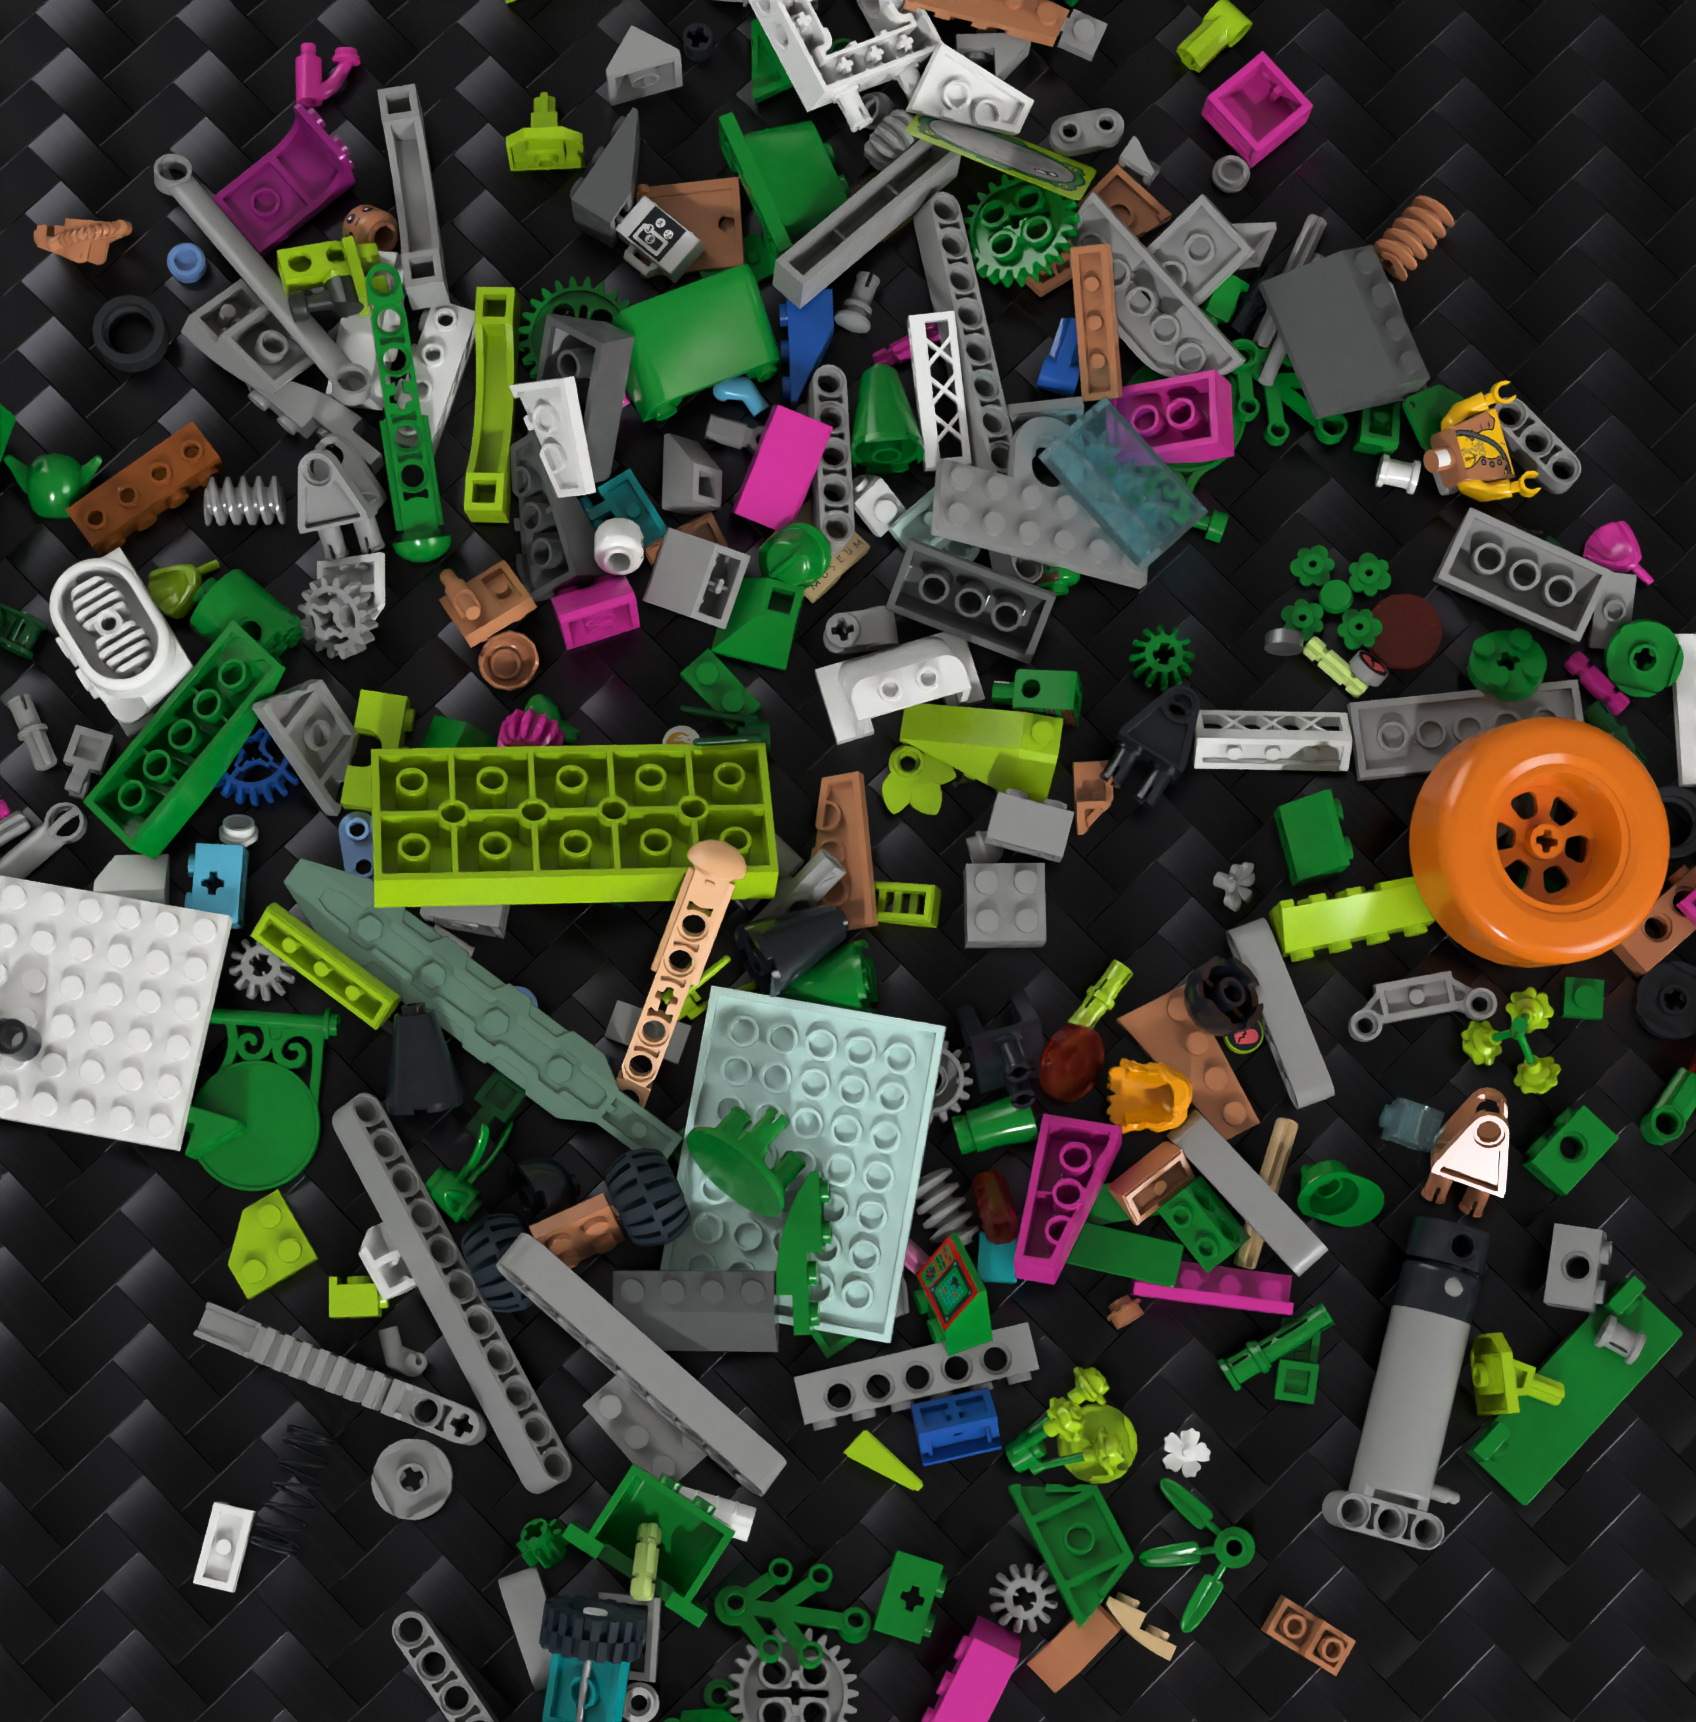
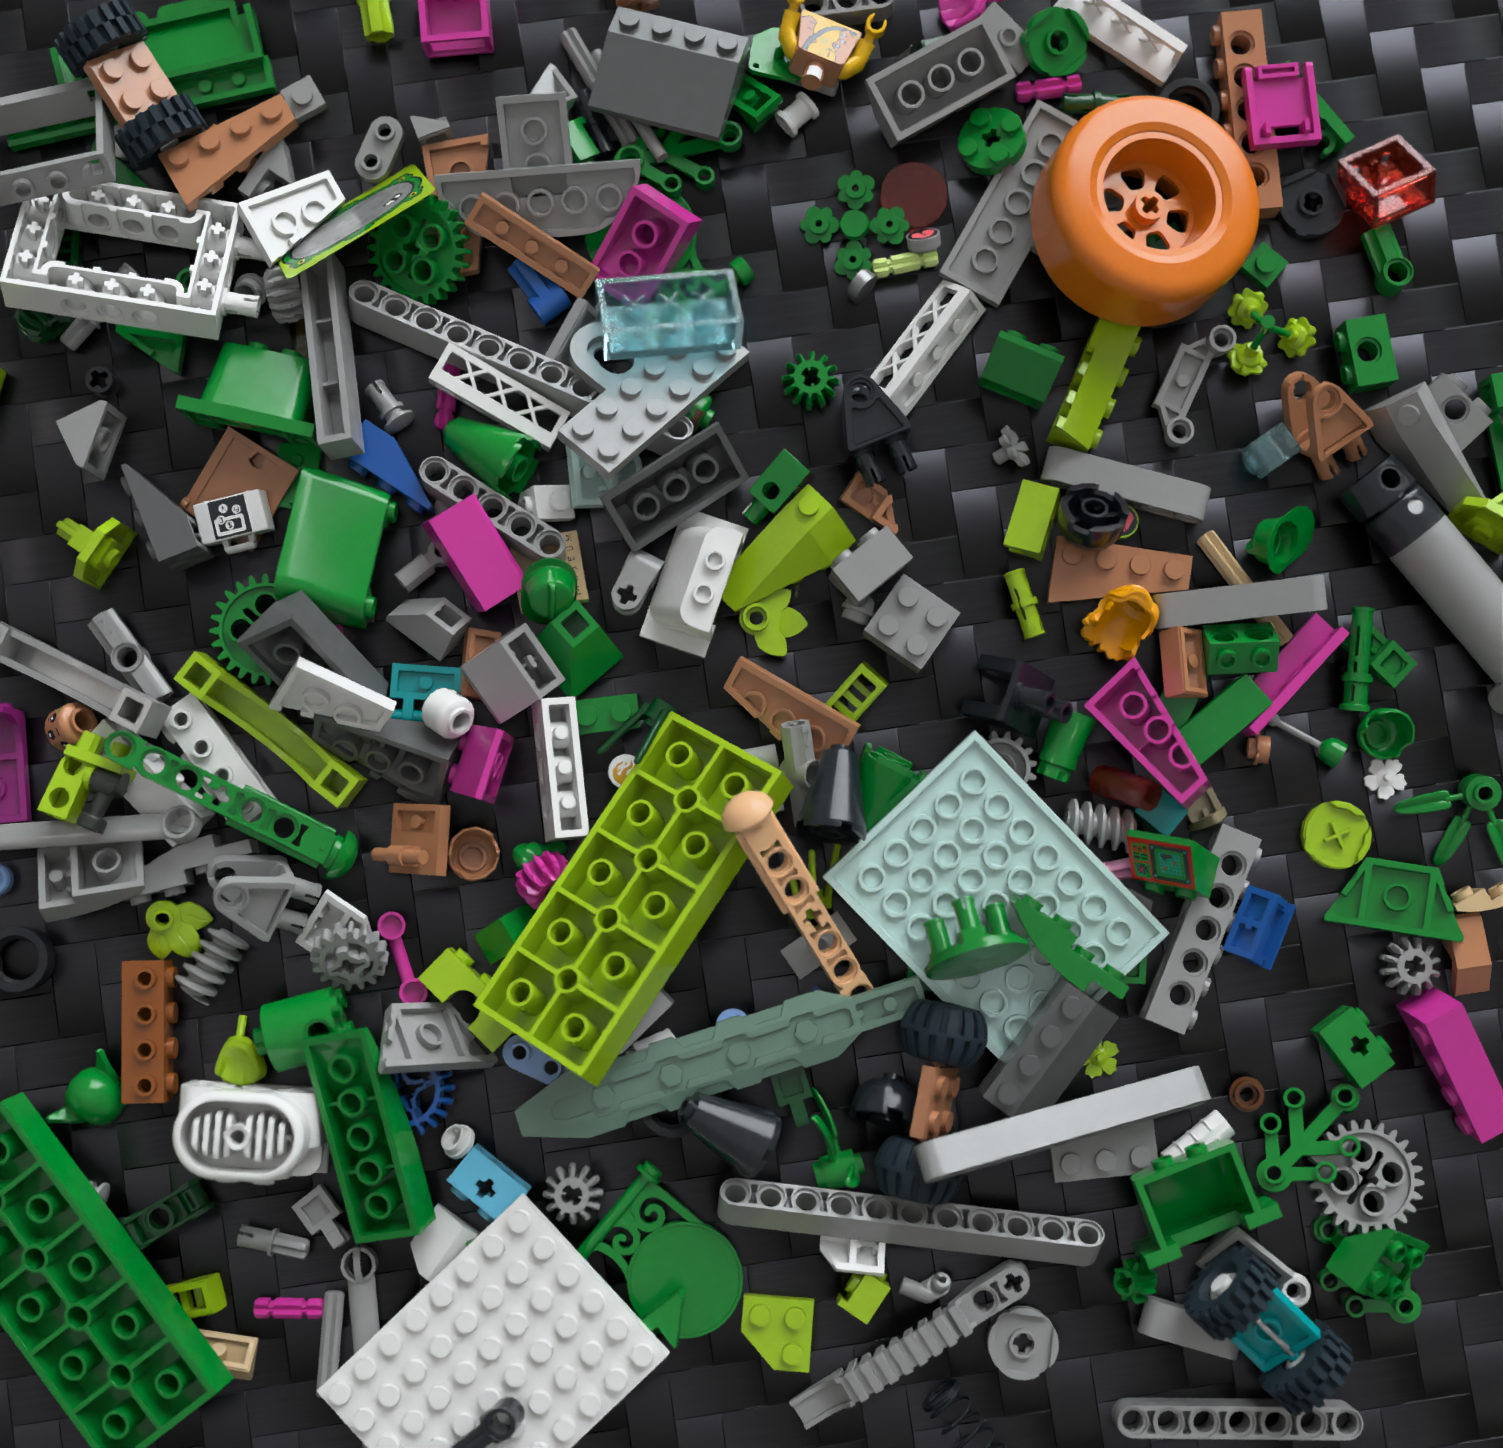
camera: 50 degrees left, 5 degrees up
(255, 455) = (180, 931): none -> lime plate
(325, 966) = (607, 1149): lime brick -> none
(389, 637) = (391, 927): none -> dark pink bar
(474, 219) = (117, 642): none -> light grey piece
(641, 682) = (560, 769): none -> white brick
(645, 1562) = (1204, 1219): yellowish green axle -> none
(727, 1367) = (1102, 1059): none -> lime plant
(741, 389) = (392, 538): medium azure arm -> none
(805, 1528) = (1256, 1098): none -> reddish brown plate
(876, 1456) = (1237, 999): lime slope -> none
(1031, 1300) = (1205, 811): none -> dark tan tile
(1067, 1419) = (1317, 848): lime plant -> none
(1071, 1062) = (1058, 659): clear red tile -> none
(1171, 1380) = (1329, 751): none -> hinge
(1182, 949) = (1032, 519): none -> lime hinge
(1225, 1419) = (1385, 733): none -> green hair
(1230, 174) = (487, 69): light grey plate -> none
(1525, 1259) = (1422, 441): none -> light grey wedge

